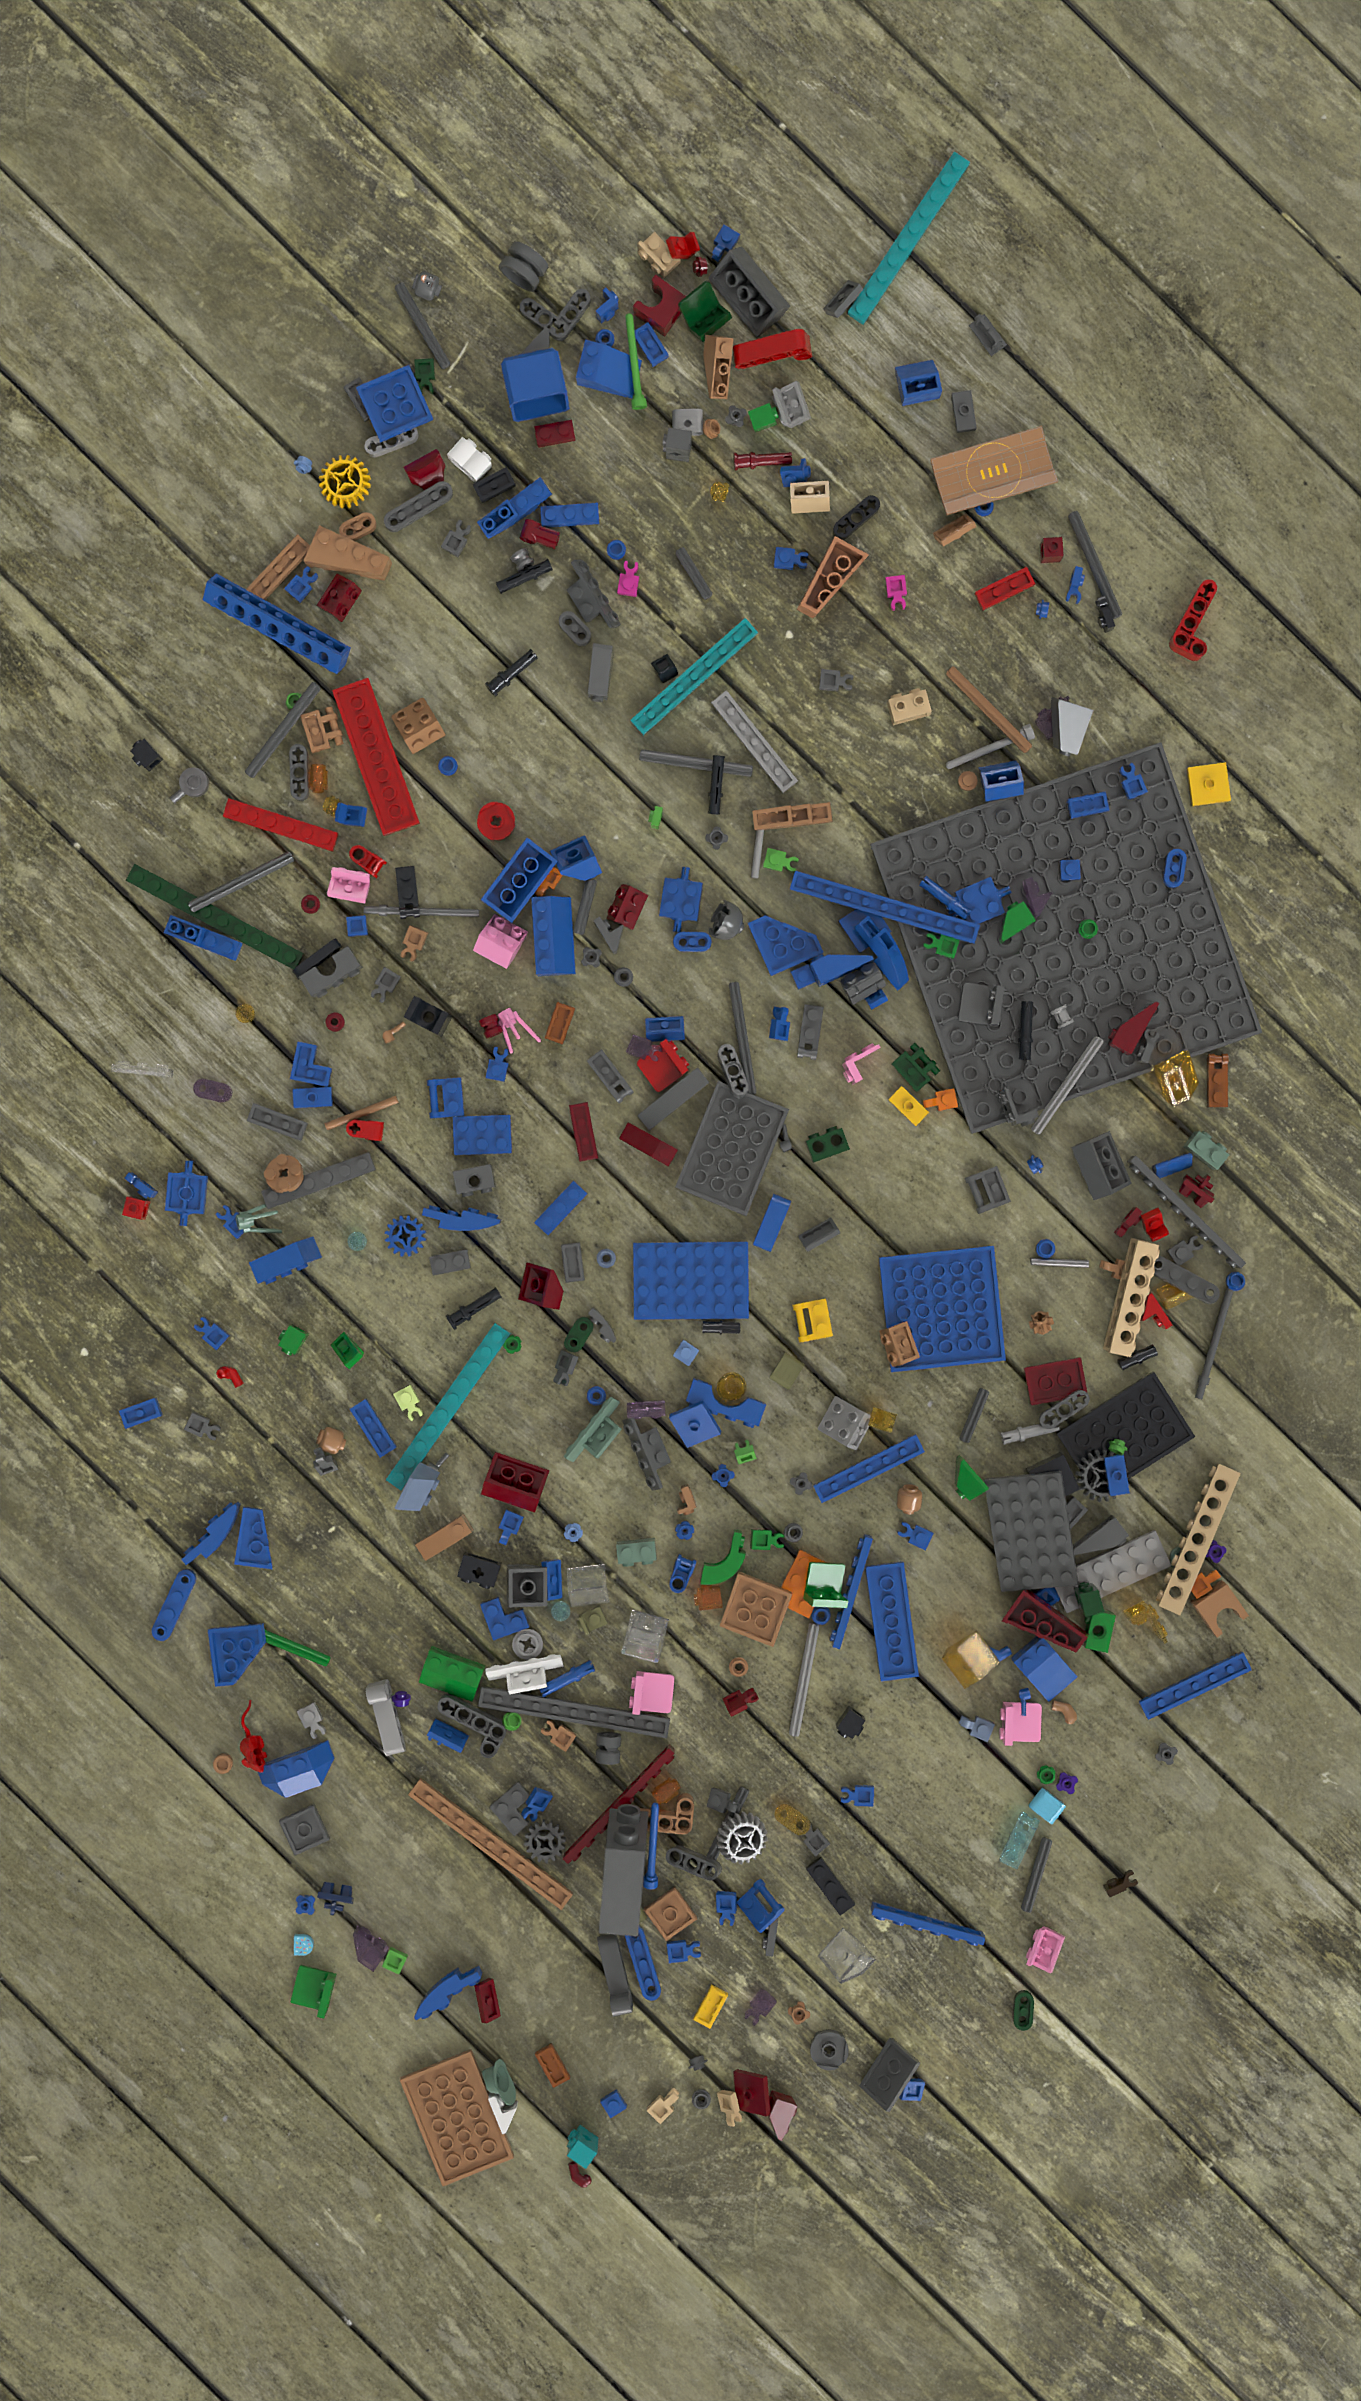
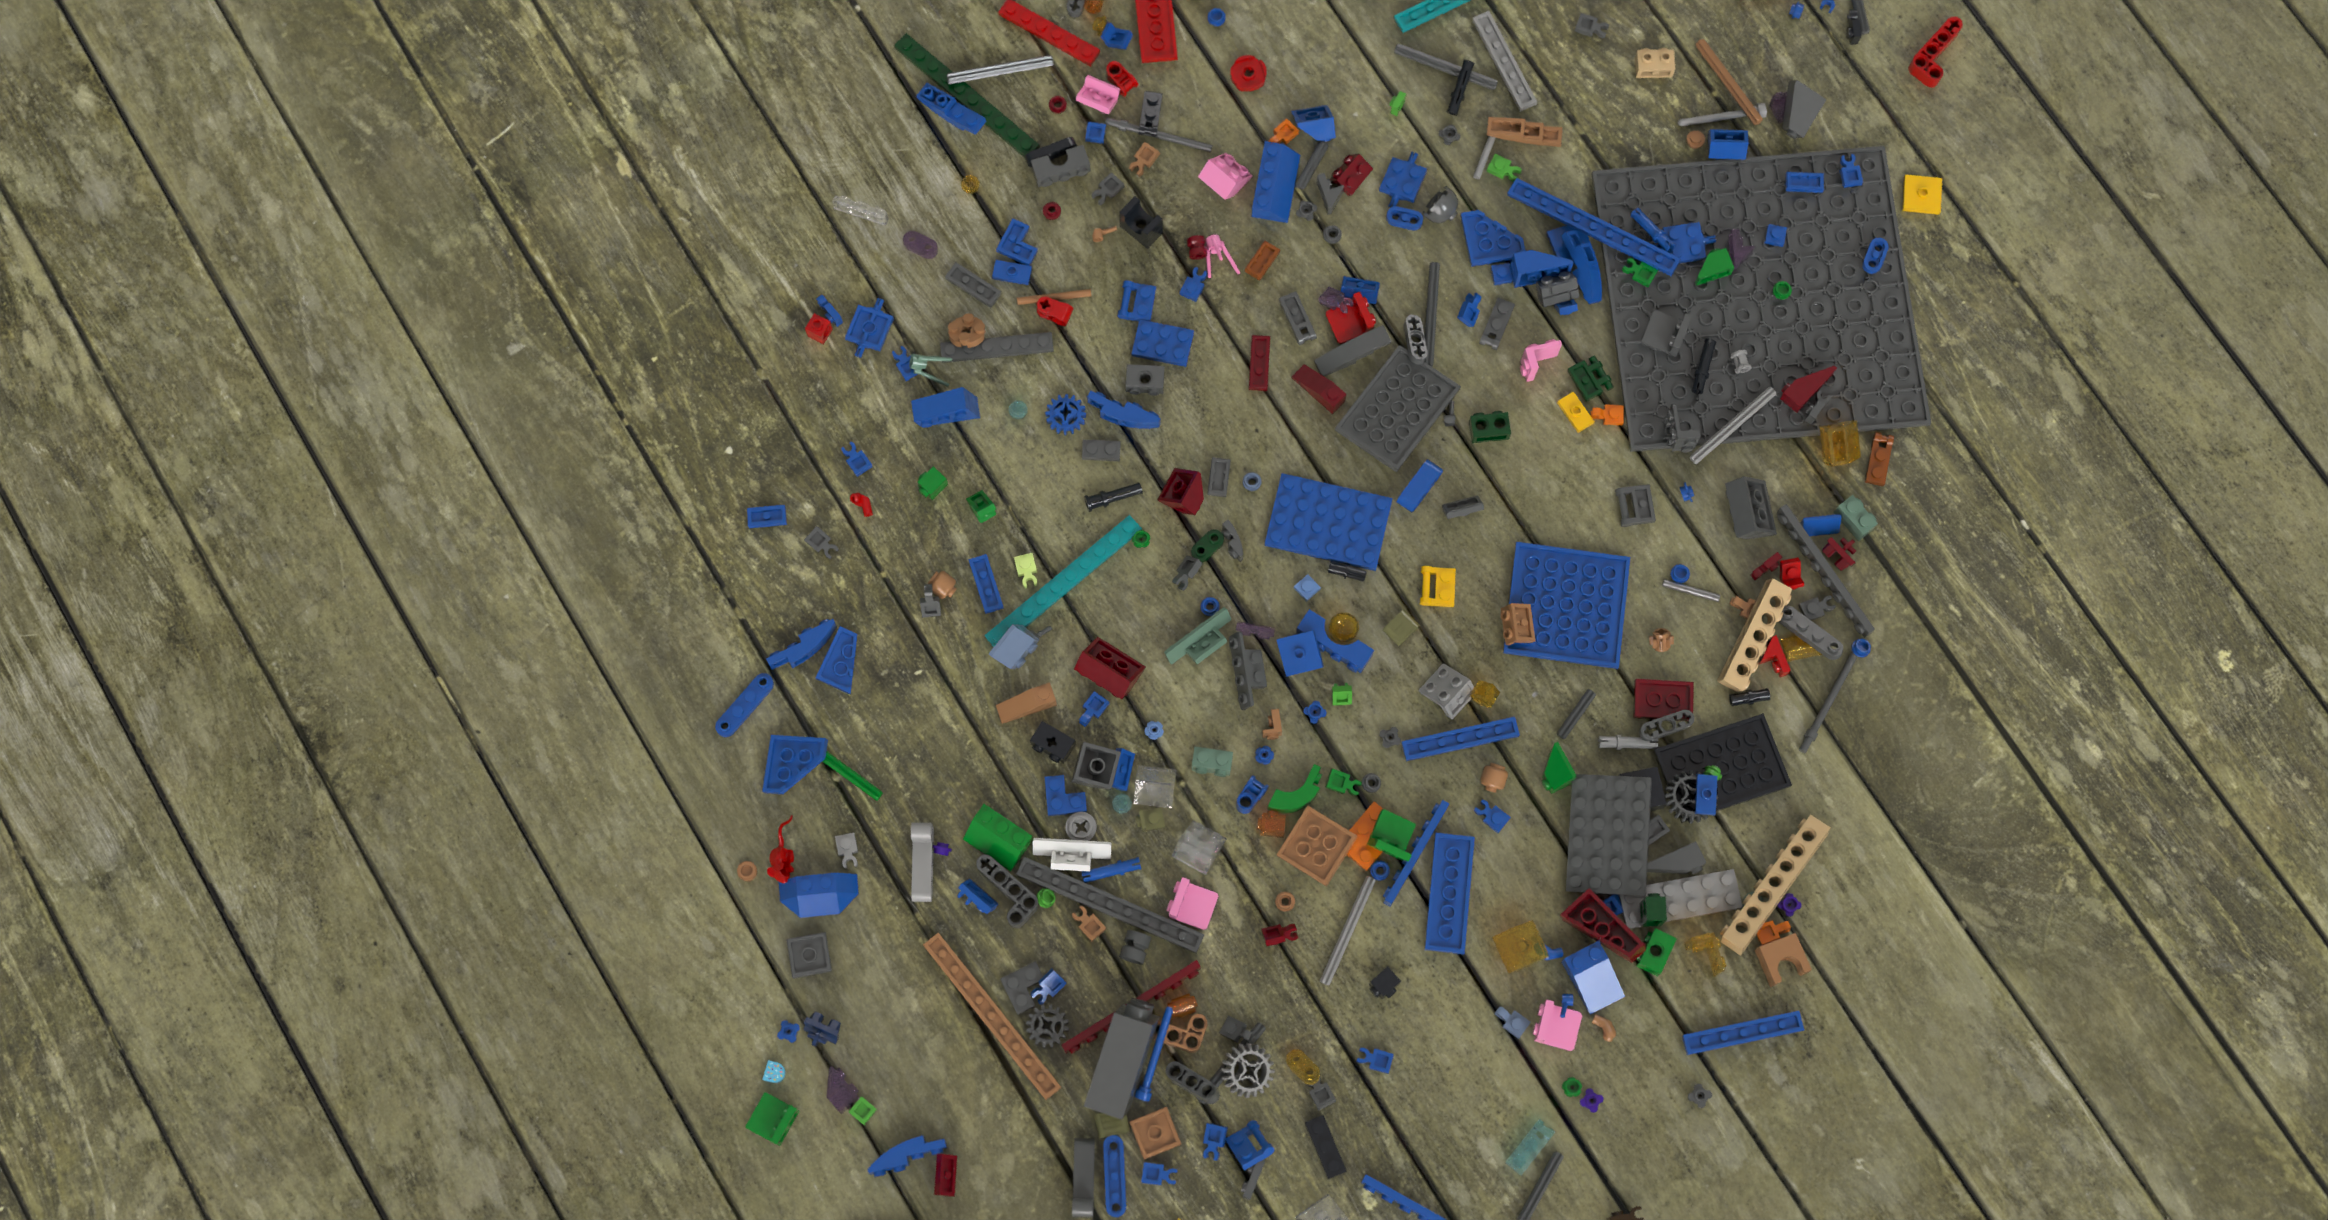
camera: 15 degrees right, 15 degrees down
(519, 880) = (1256, 124): blue slope -> none
(560, 1208) = (1220, 426): blue plate -> none
(1047, 1805) = (1566, 1119): medium azure piece -> none

